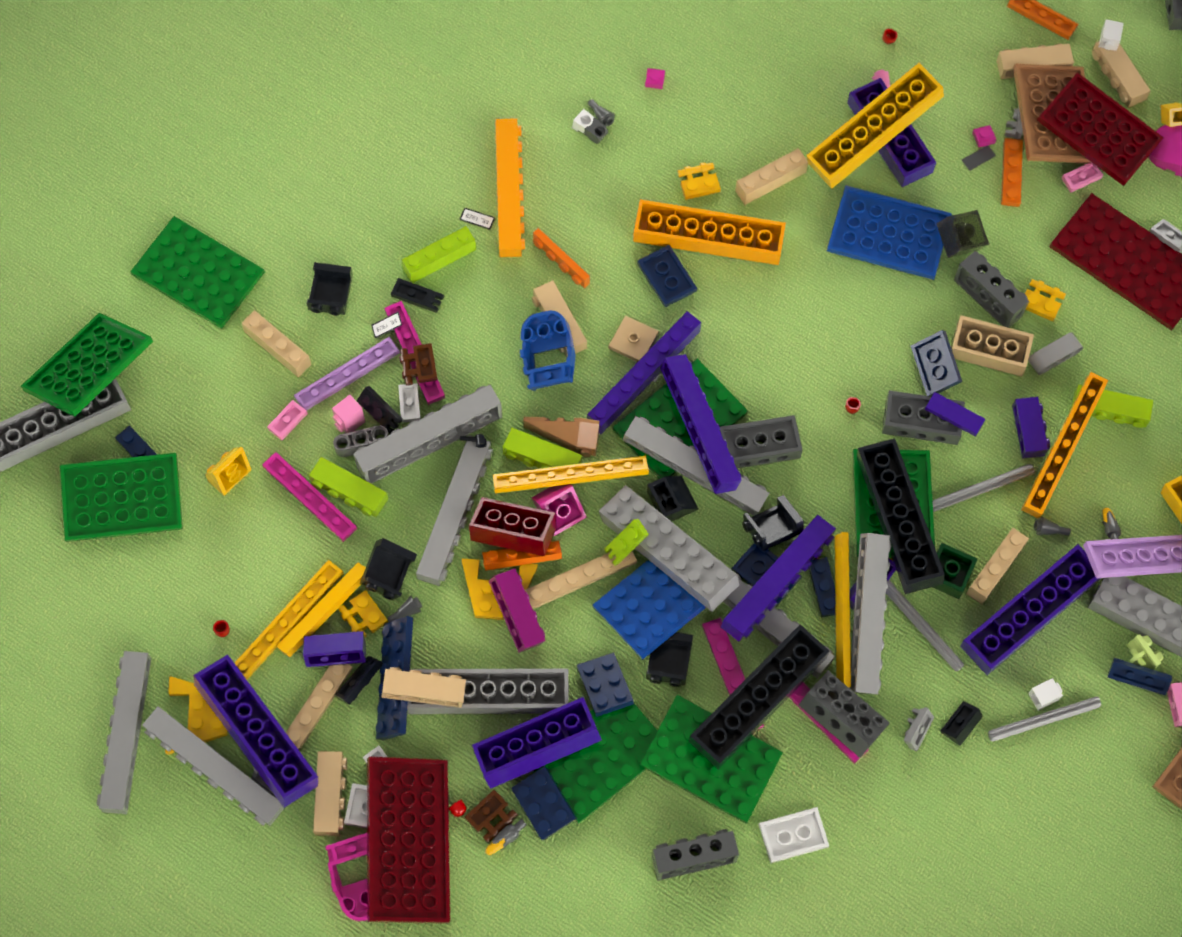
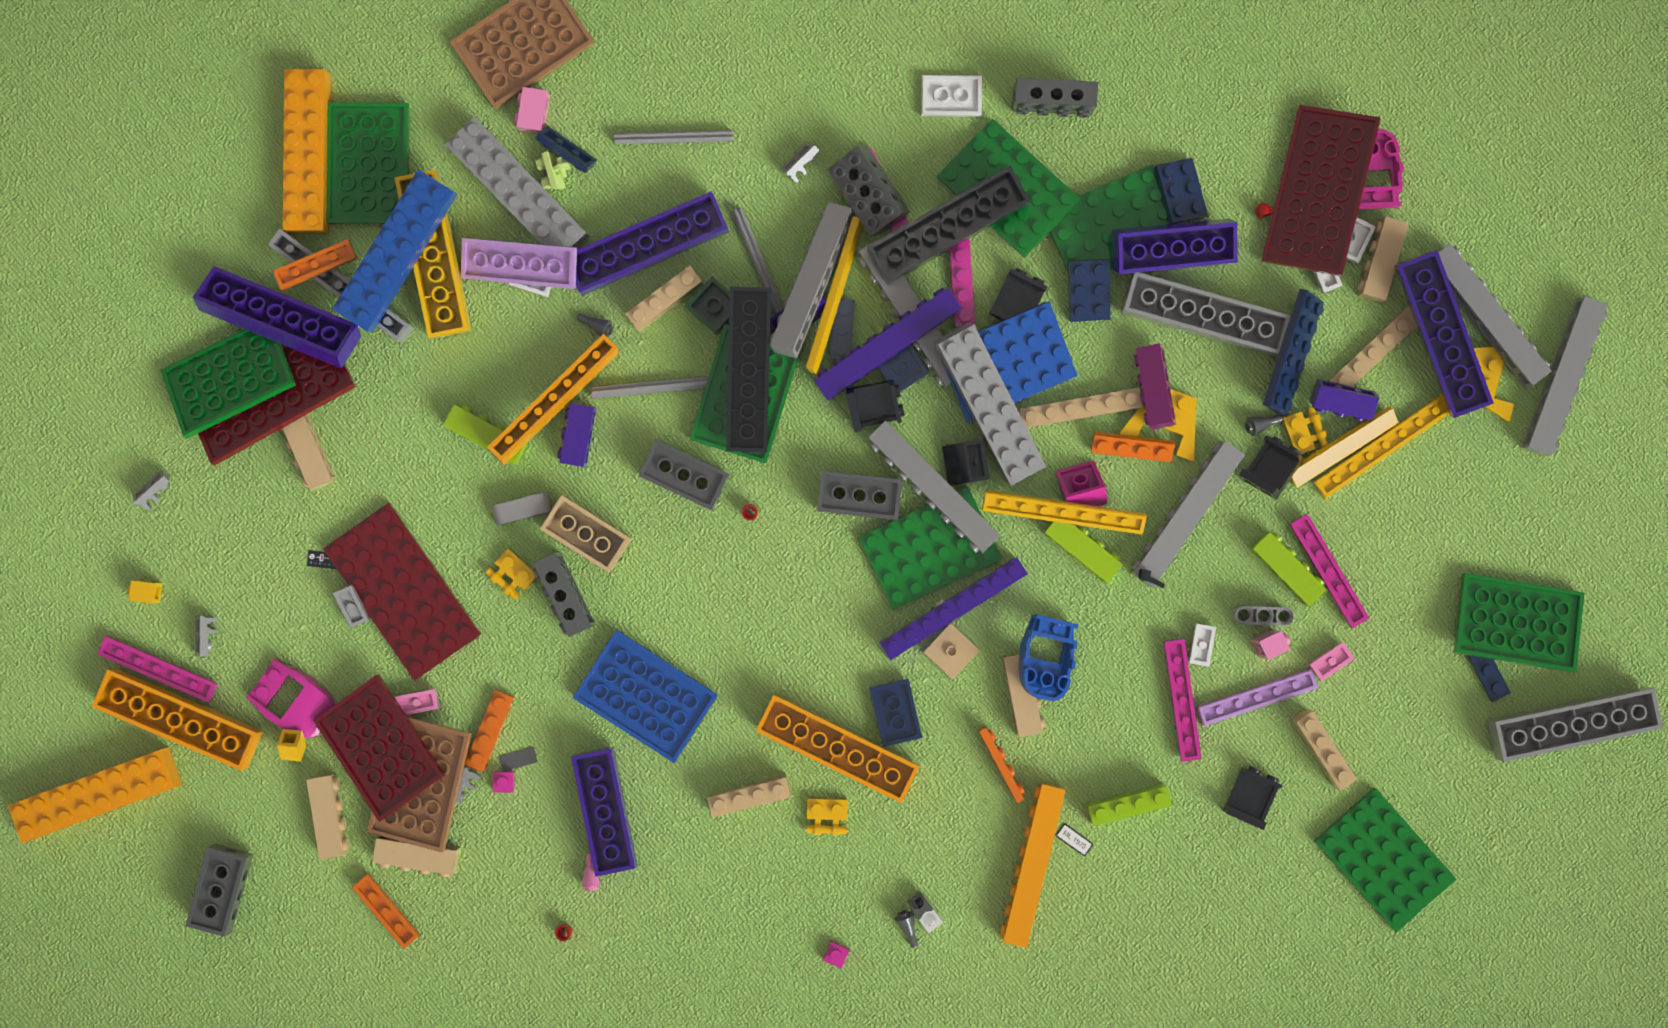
camera: 160 degrees left, 20 degrees up
(86, 364) = (1528, 775): green plate -> none
(221, 628) = (1448, 459): red hinge -> none
(228, 470) = (1407, 618): yellow slope -> none
(358, 680) = (1326, 364): black hinge -> none
(379, 409) = (1235, 645): black hinge -> none
(386, 324) = (1203, 739): white sticker -> none
(417, 295) = (1163, 765): black hinge -> none
(423, 687) = (1273, 324): tan brick -> none
(425, 364) = (1178, 678): reddish brown plate -> none
(428, 434) = (1196, 598): light grey brick -> none
(486, 811) = (1236, 200): reddish brown plate -> none
(505, 837) = (1225, 170): dark grey piece -> none
(512, 526) = (1137, 473): dark red brick -> none
(576, 435) = (1045, 557): medium nougat wedge -> none
(626, 541) = (1029, 421): lime hinge -> none
(701, 424) = (917, 527): dark purple brick -> none
(875, 125) = (624, 813): yellow brick -> none
(936, 363) = (650, 530): plate -> none
(955, 414) = (653, 463): dark purple tile -> none
(962, 233) = (571, 666): clear smoke brick -> none
(962, 723) = (754, 156): black slope -> none
(1045, 694) = (663, 158): white brick -> none
(1111, 35) = (324, 855): white brick -> none
(1111, 526) = (536, 305): dark grey piece -> none

